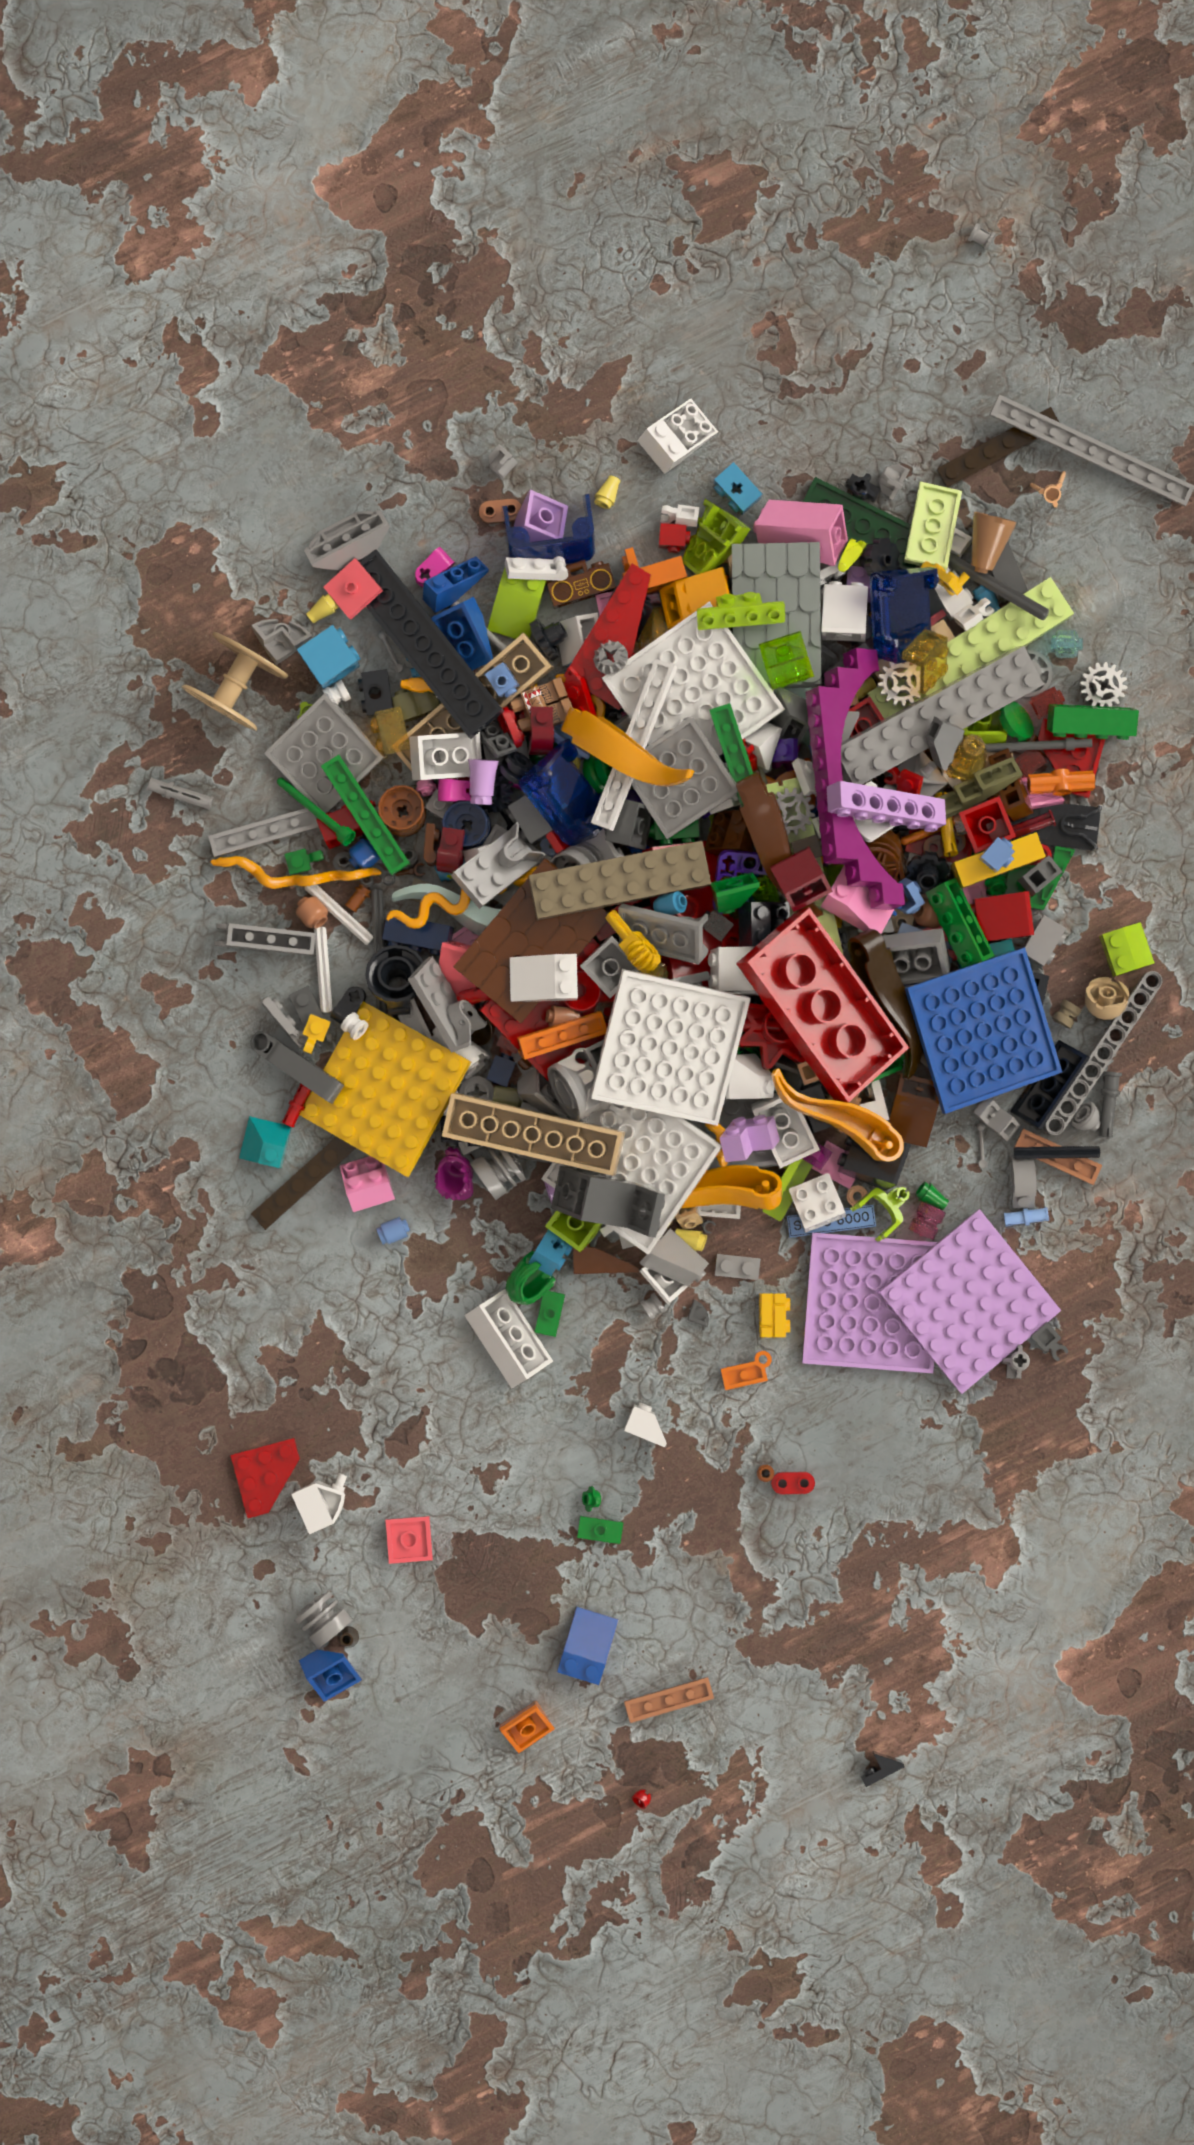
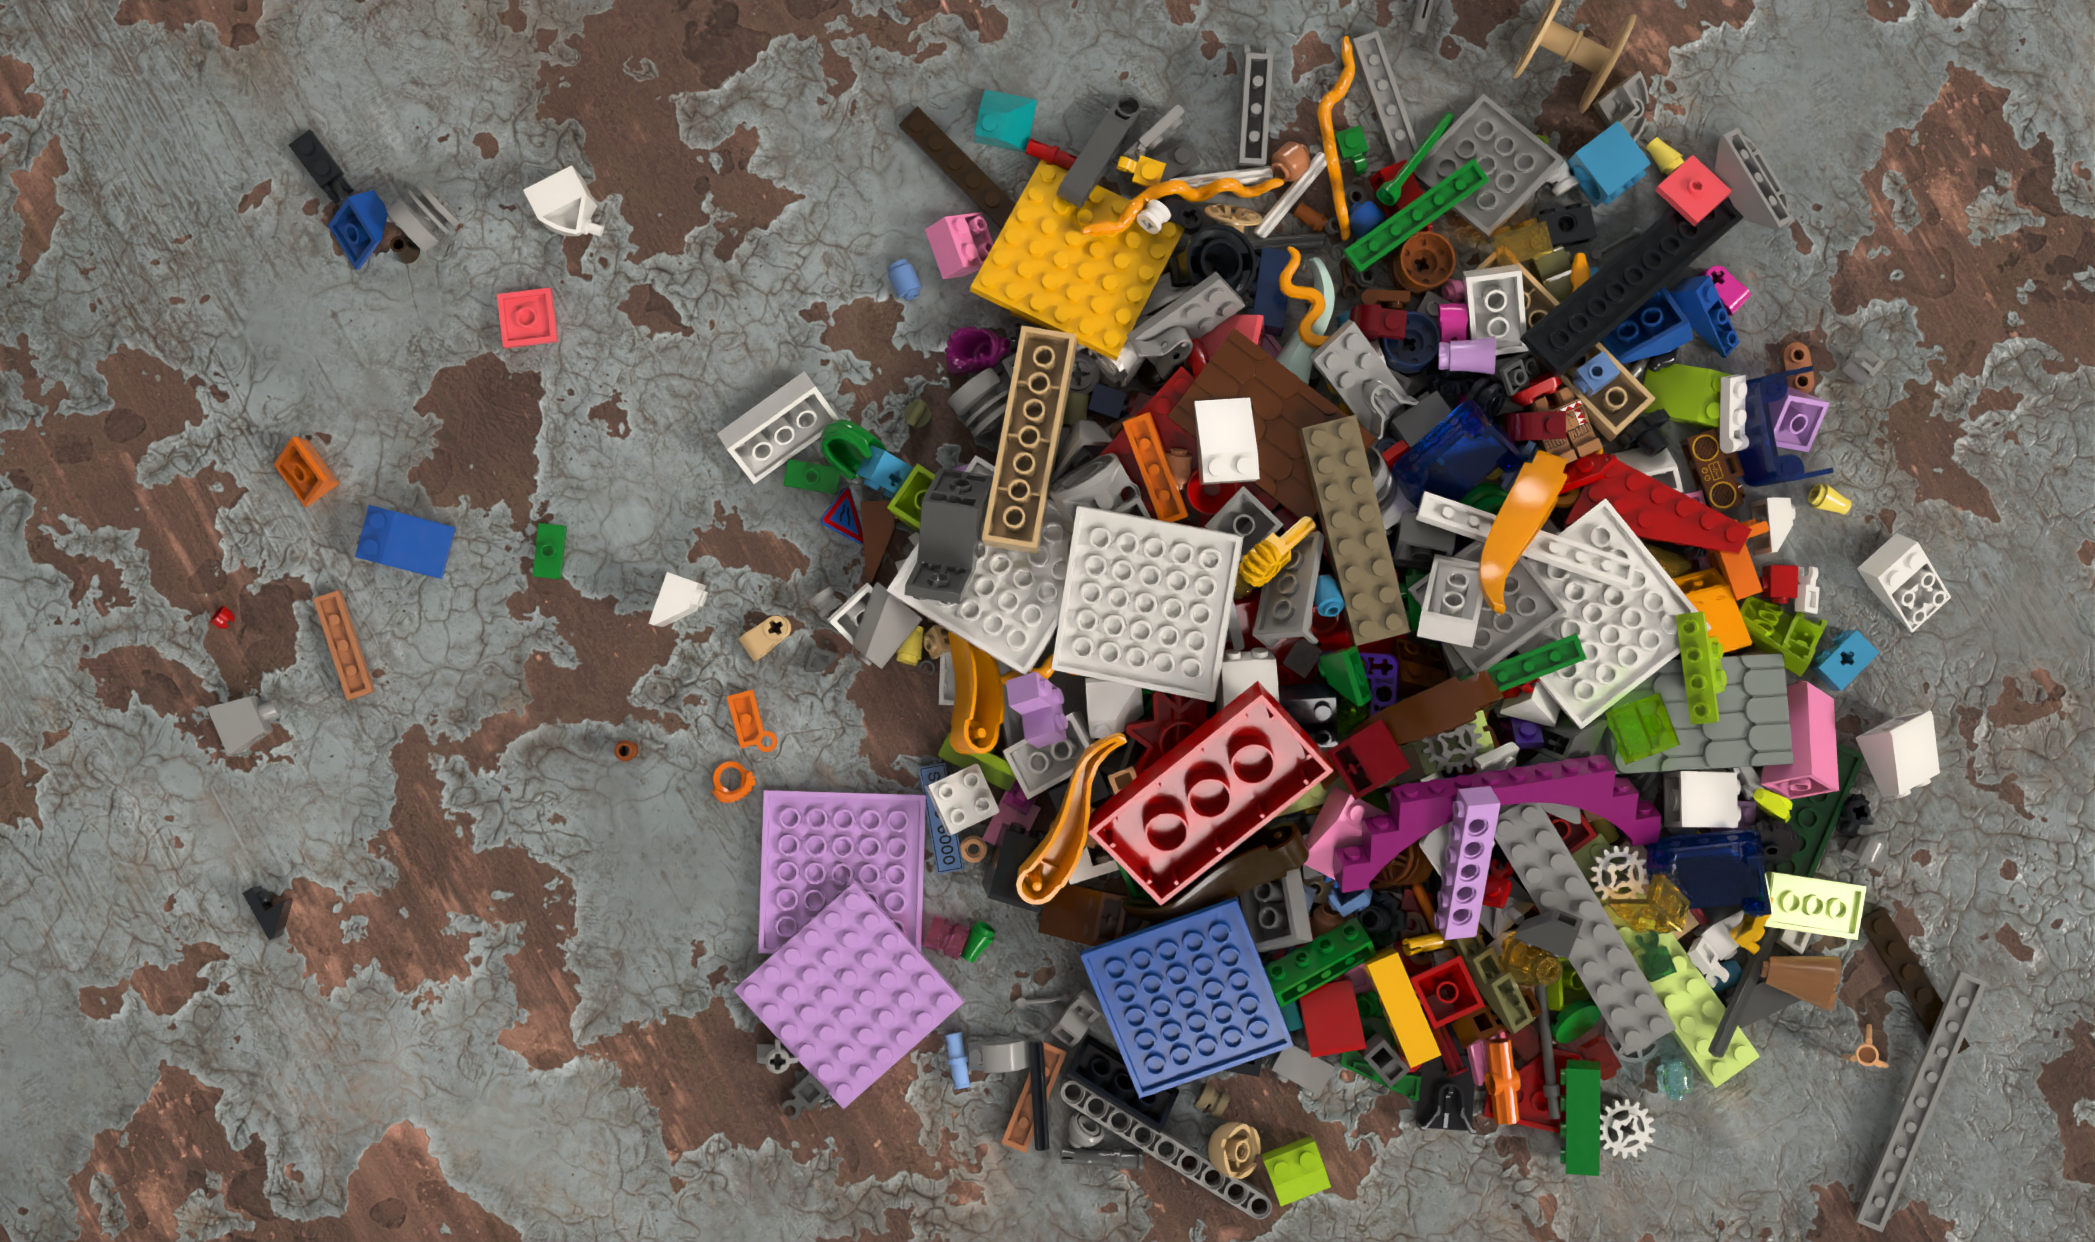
camera: 80 degrees right, 0 degrees up
(264, 1473) = (600, 138): red plate -> none
(273, 1705) = (320, 164): none -> black hinge
(331, 1005) = (1185, 191): none -> light orange animal
(358, 962) = (1233, 219): none -> tan wheel
(490, 622) = (1662, 361): none -> black arm
(503, 1225) = (917, 414): none -> olive plate
(584, 1289) = (843, 517): none -> piece
(591, 1498) = (586, 538): green plate -> none
(607, 666) = (1634, 519): light grey gear -> none
(623, 537) = (1779, 517): none -> white slope
(680, 807) = (1451, 602): none -> white slope
(680, 1359) = (761, 638): none -> tan piece
(727, 1783) = (243, 722): none -> light grey torso
(737, 1267) = (879, 704): light grey plate -> none
(773, 1315) = (821, 751): yellow brick -> none
(793, 1482) = (620, 785): red plate -> none
(795, 1377) = (746, 784): none -> orange piece
(815, 449) = (1901, 753): none -> white slope
(890, 1202) = (966, 891): lime piece -> none
(970, 656) = (1655, 960): none -> clear green plate
(998, 854) = (1411, 1008): medium blue brick -> none

